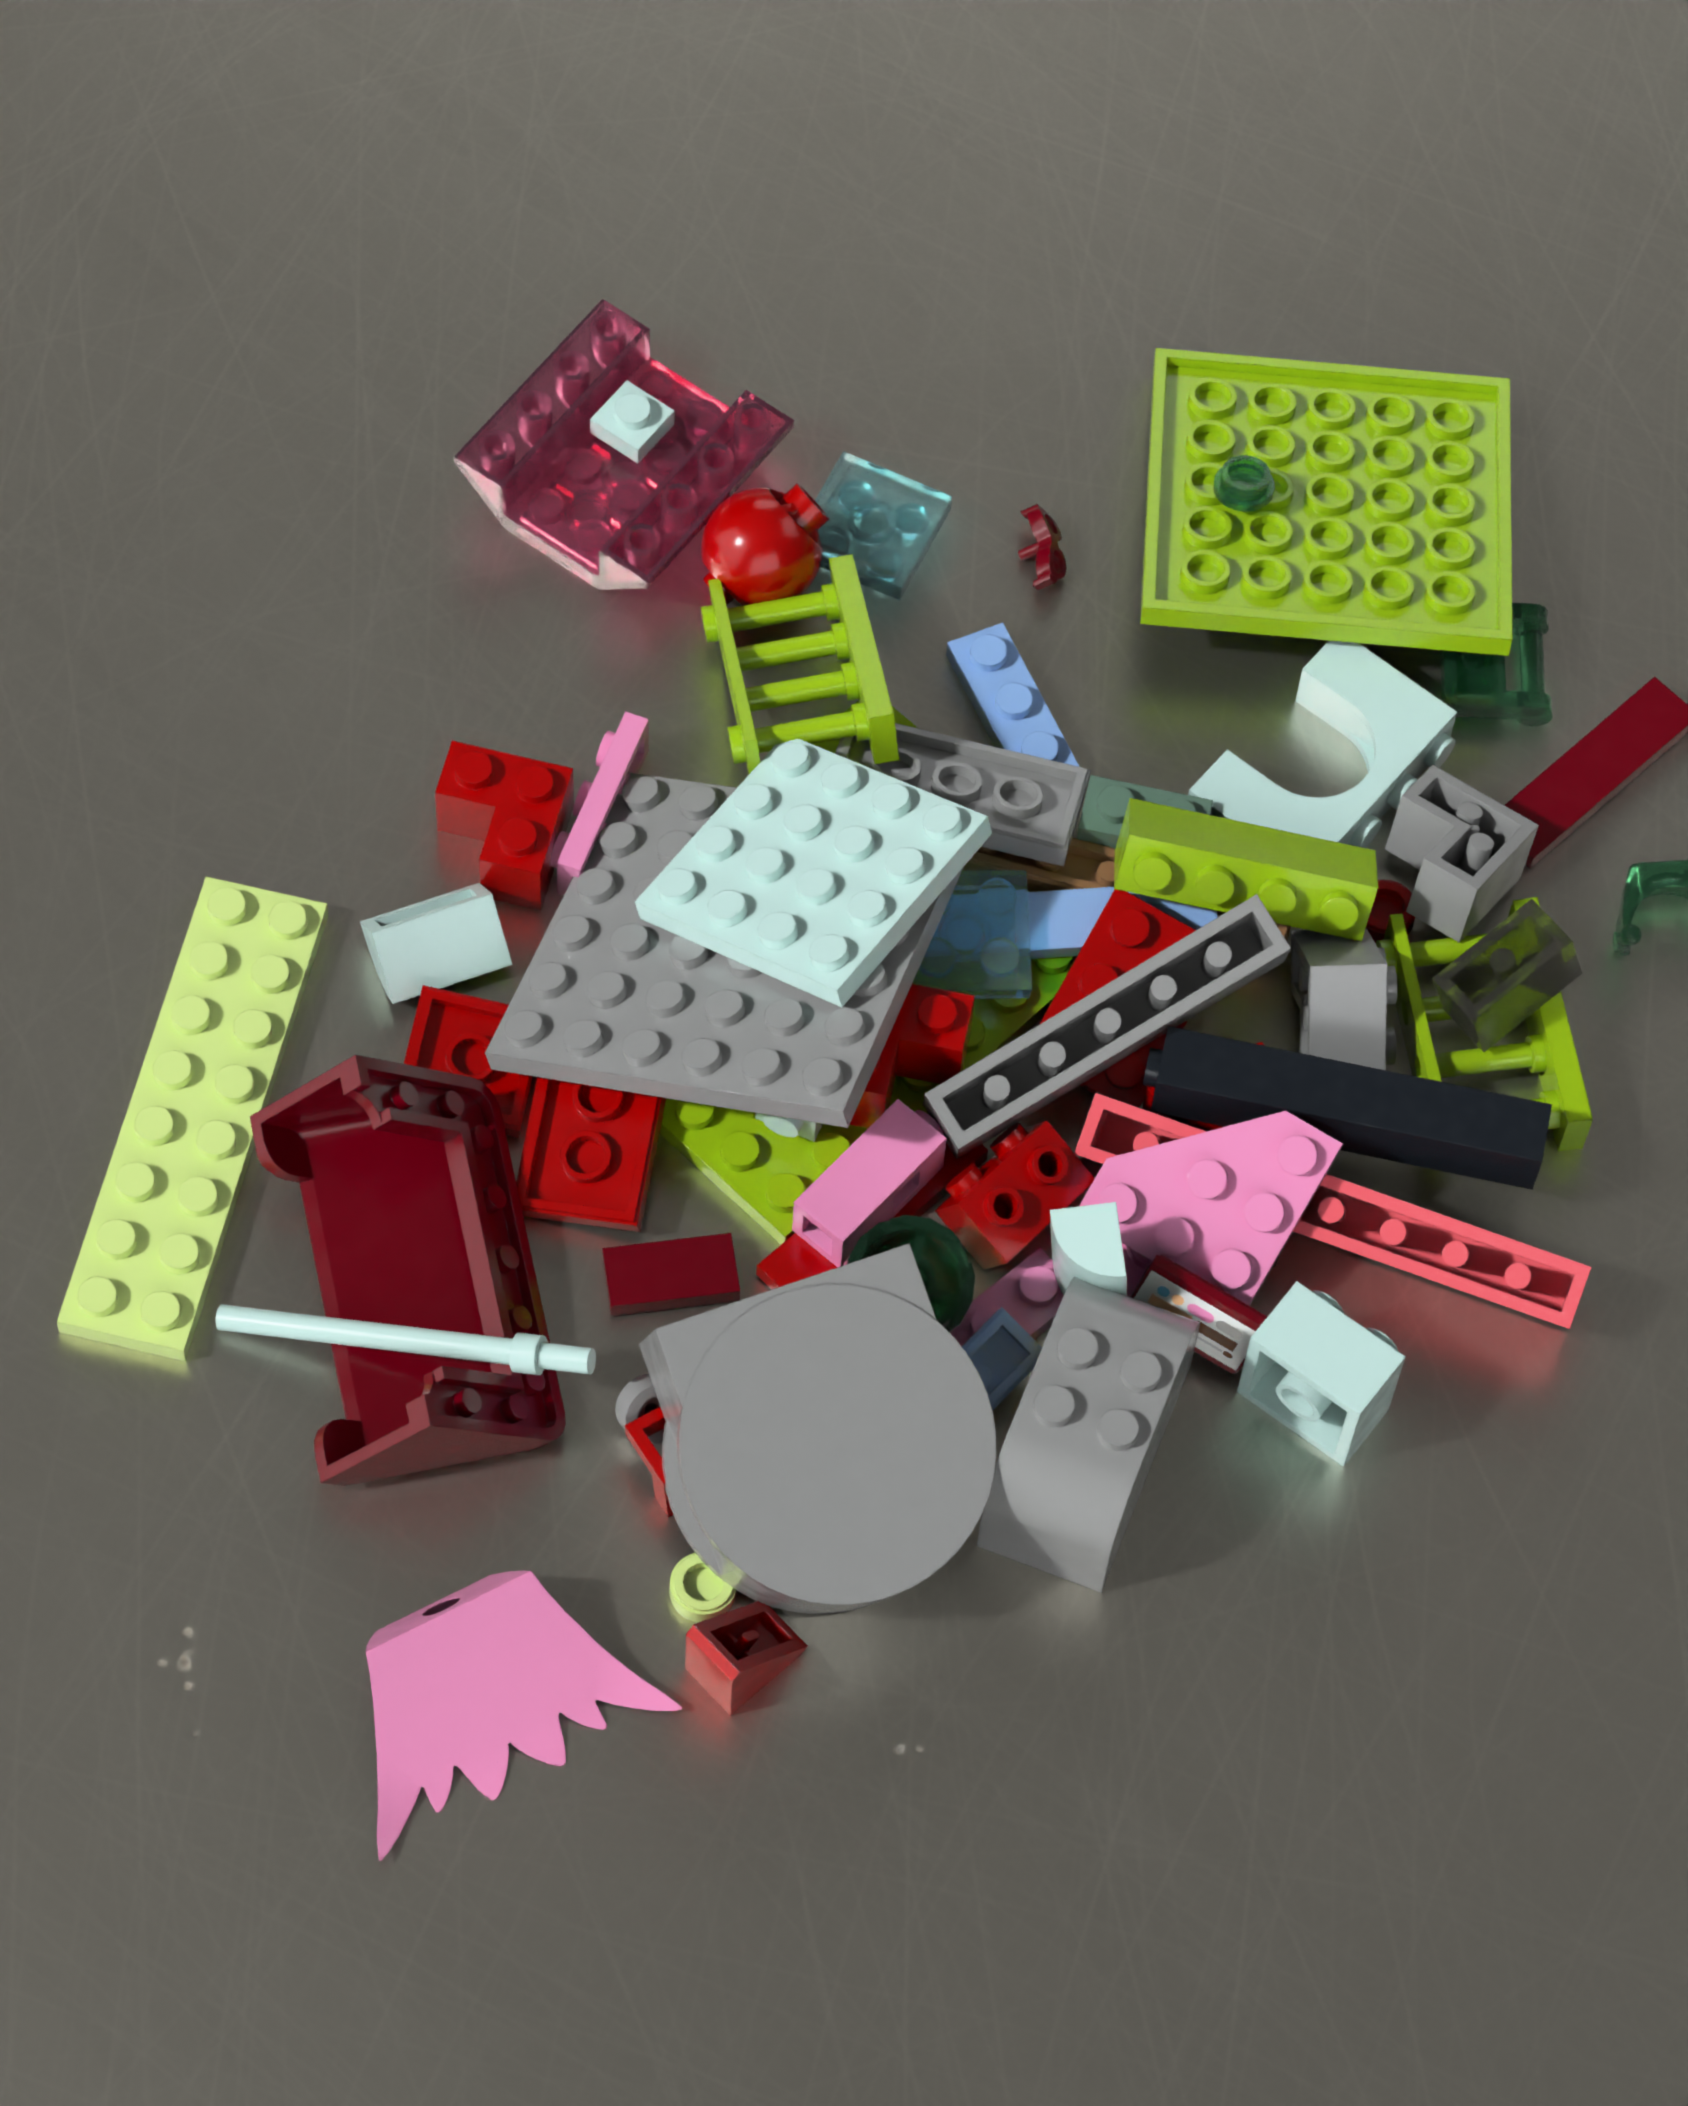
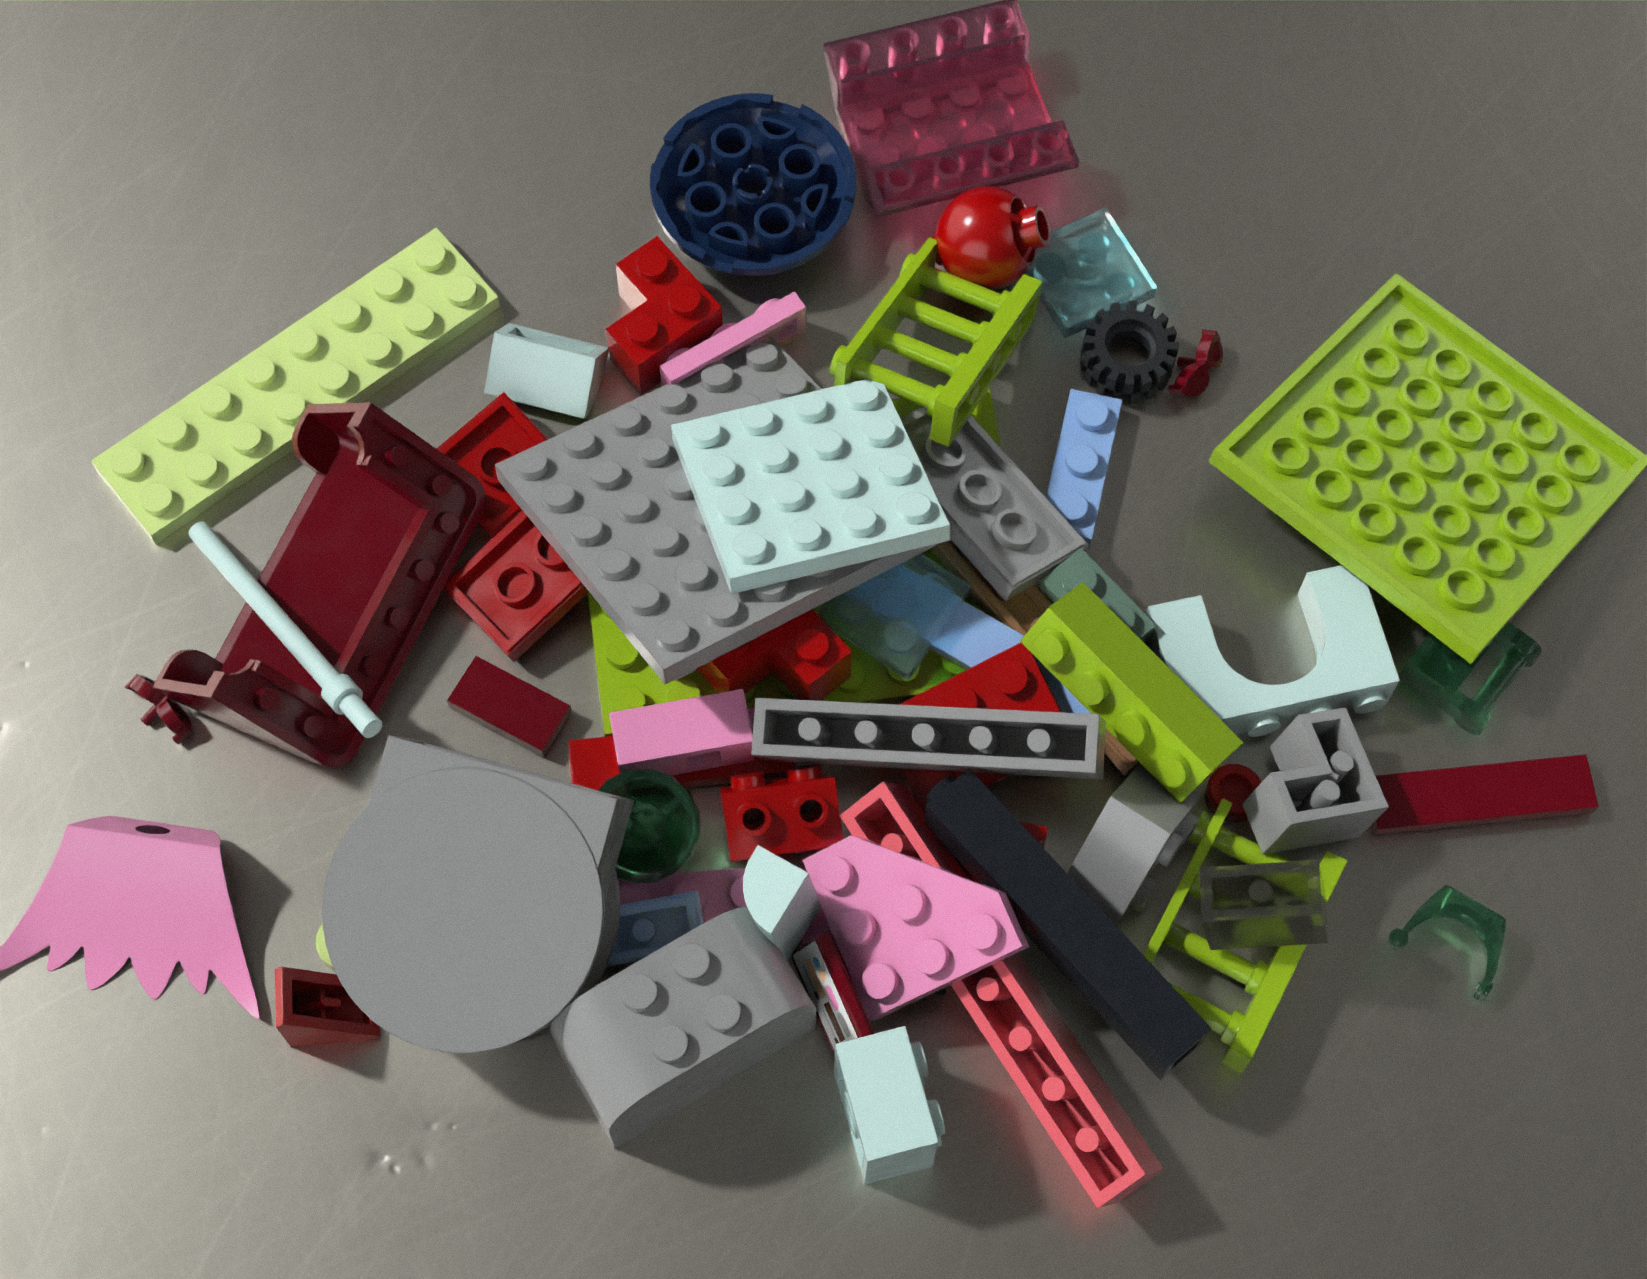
camera: 40 degrees right, 5 degrees up
(333, 1497) = (164, 707): none -> dark red piece
(485, 591) = (746, 146): none -> dark blue brick
(632, 421) = (971, 96): light aqua plate -> none
(979, 546) = (1133, 326): none -> black tyre
(1244, 484) = (1367, 408): clear green plate -> none

